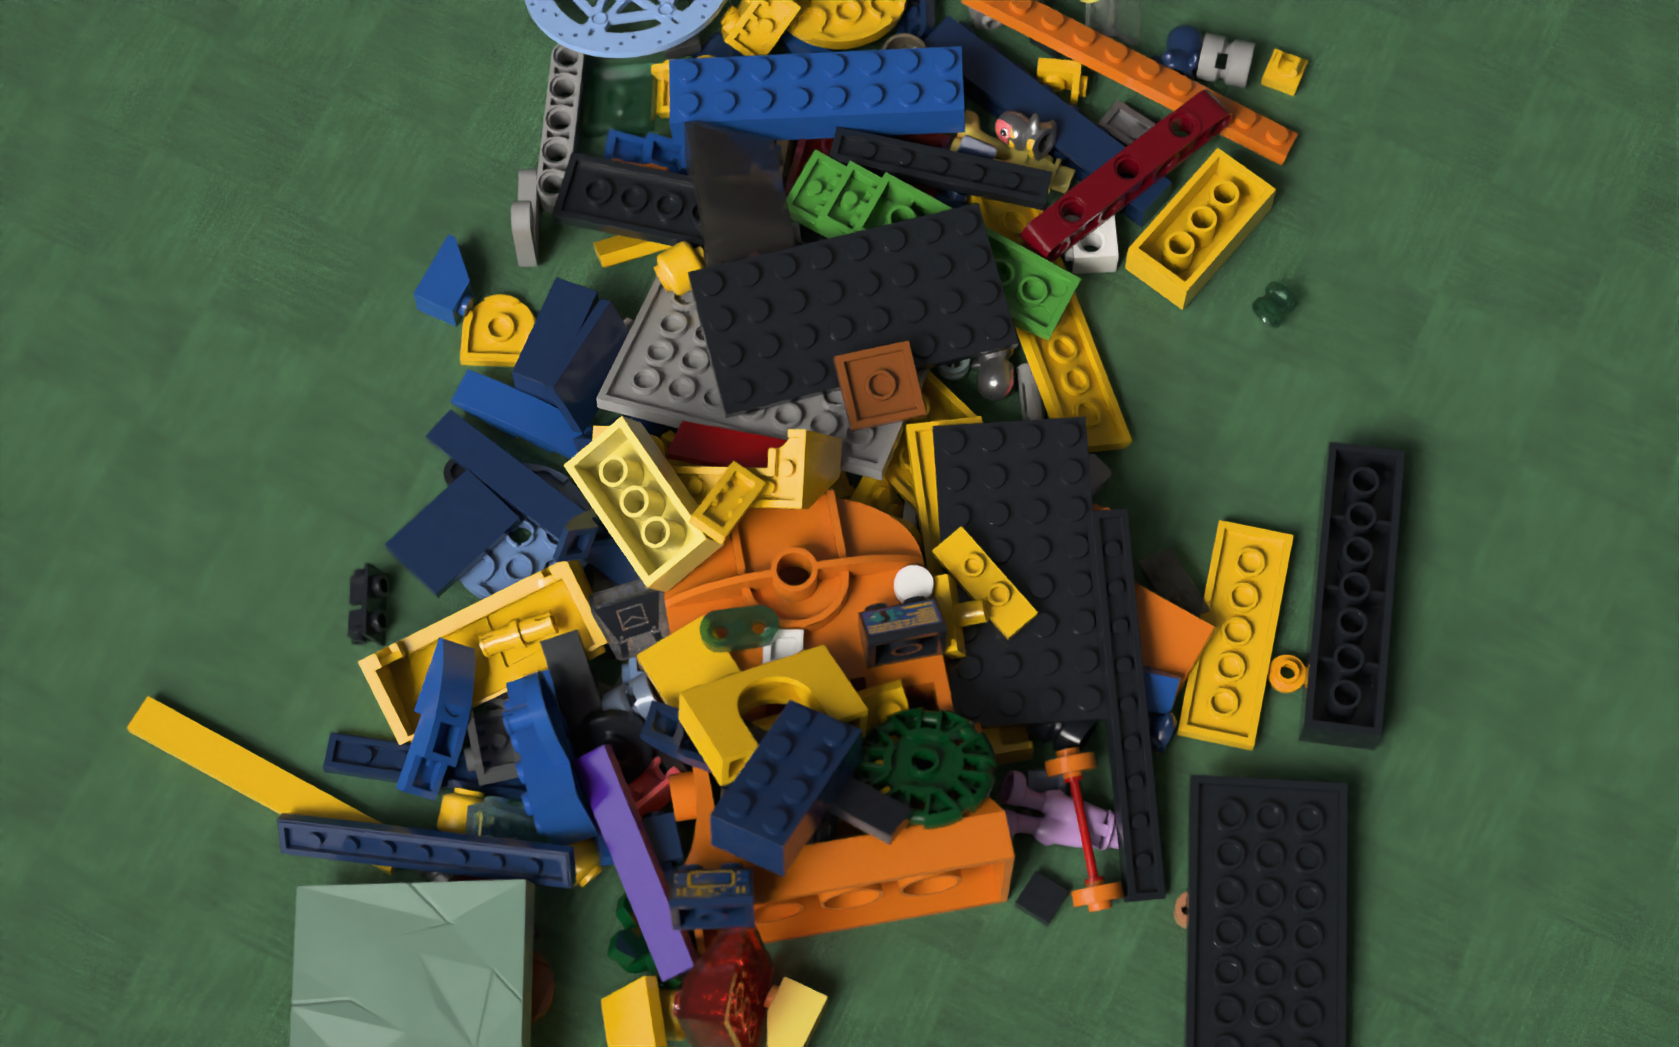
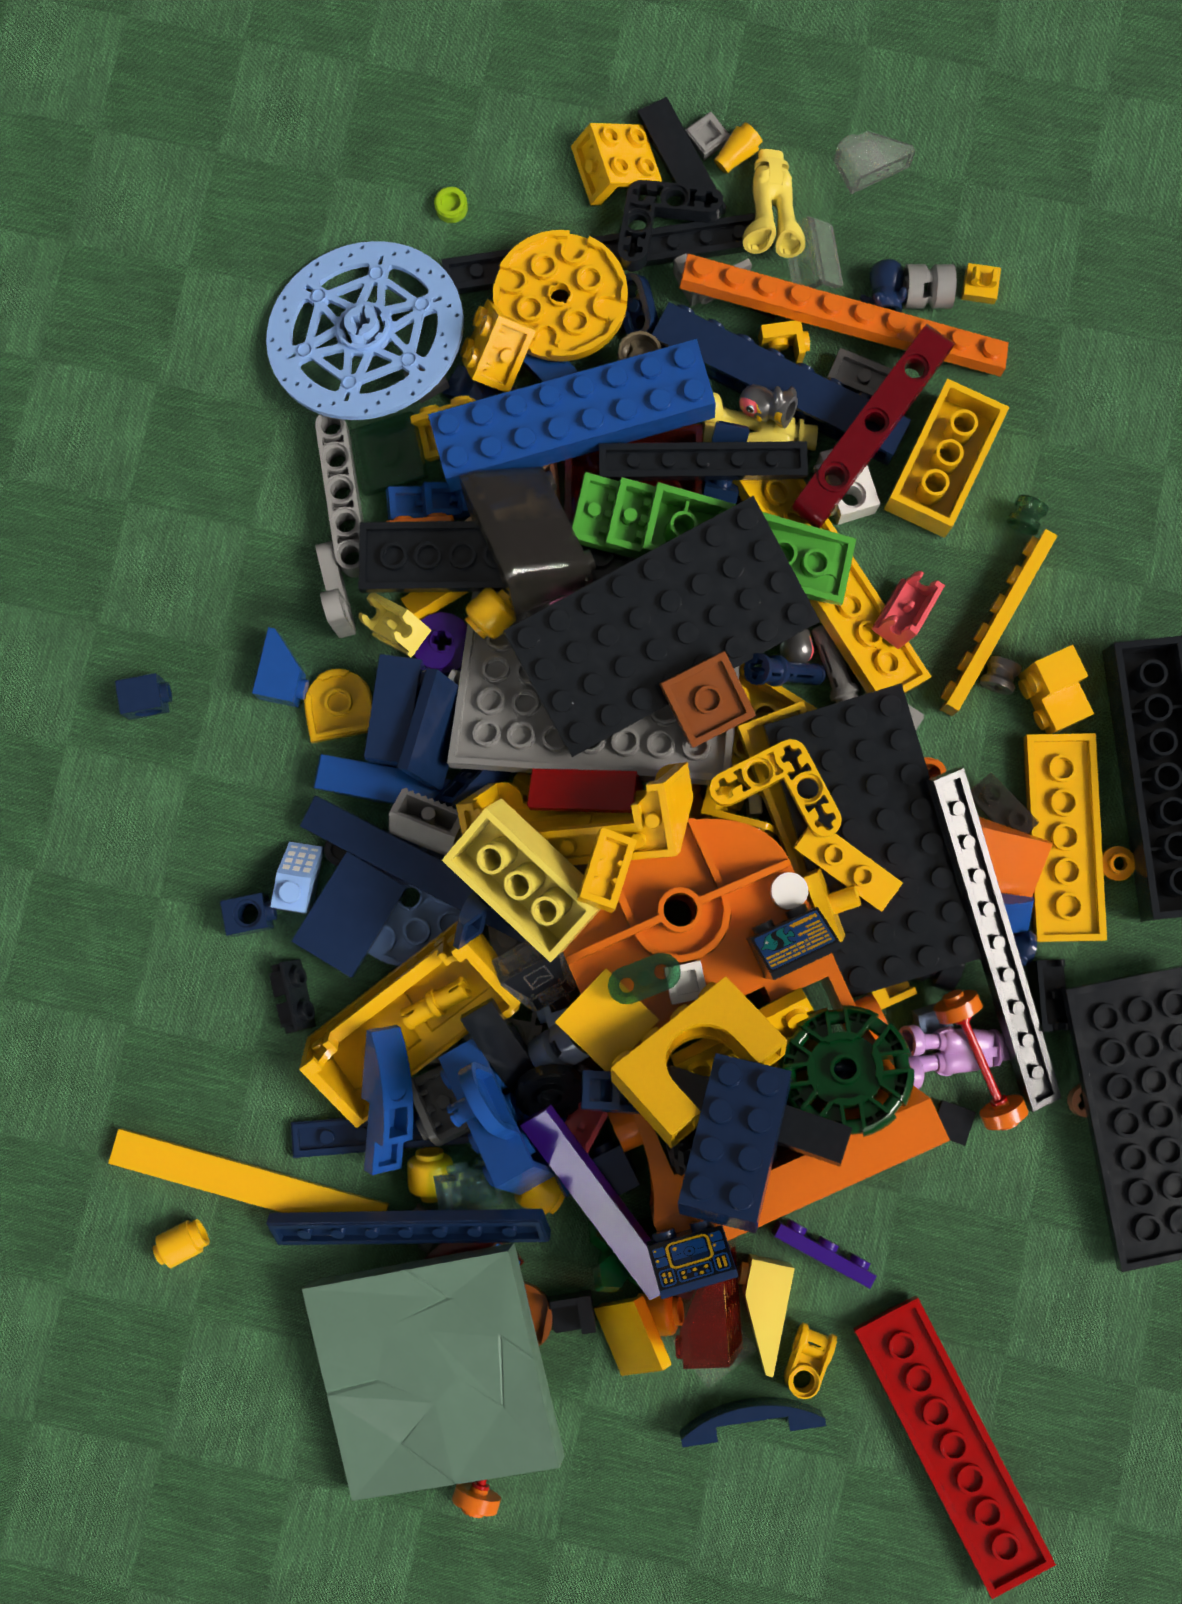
camera: 10 degrees left, 15 degrees up
(179, 824) = (180, 1243): none -> yellow brick
(299, 276) = (143, 696): none -> dark blue brick
(336, 501) = (233, 914): none -> dark blue brick
(406, 490) = (297, 878): none -> light blue slope
(547, 448) = (424, 822): none -> light grey brick
(577, 994) = (573, 1312): none -> black panel
(581, 260) = (395, 625): none -> light yellow hinge
(622, 278) = (443, 626): none -> dark purple piece
(865, 995) = (825, 1252): none -> dark purple plate
(934, 470) = (777, 772): none -> yellow beam
(1000, 408) = (778, 670): none -> dark blue pin
(1120, 366) = (907, 609): none -> coral hinge
(1174, 791) = (1045, 985): none -> black hinge
(1206, 455) = (1000, 675): none -> flat silver wheel
(1225, 394) = (1003, 610): none -> yellow plate
(1258, 476) = (1056, 691): none -> yellow brick

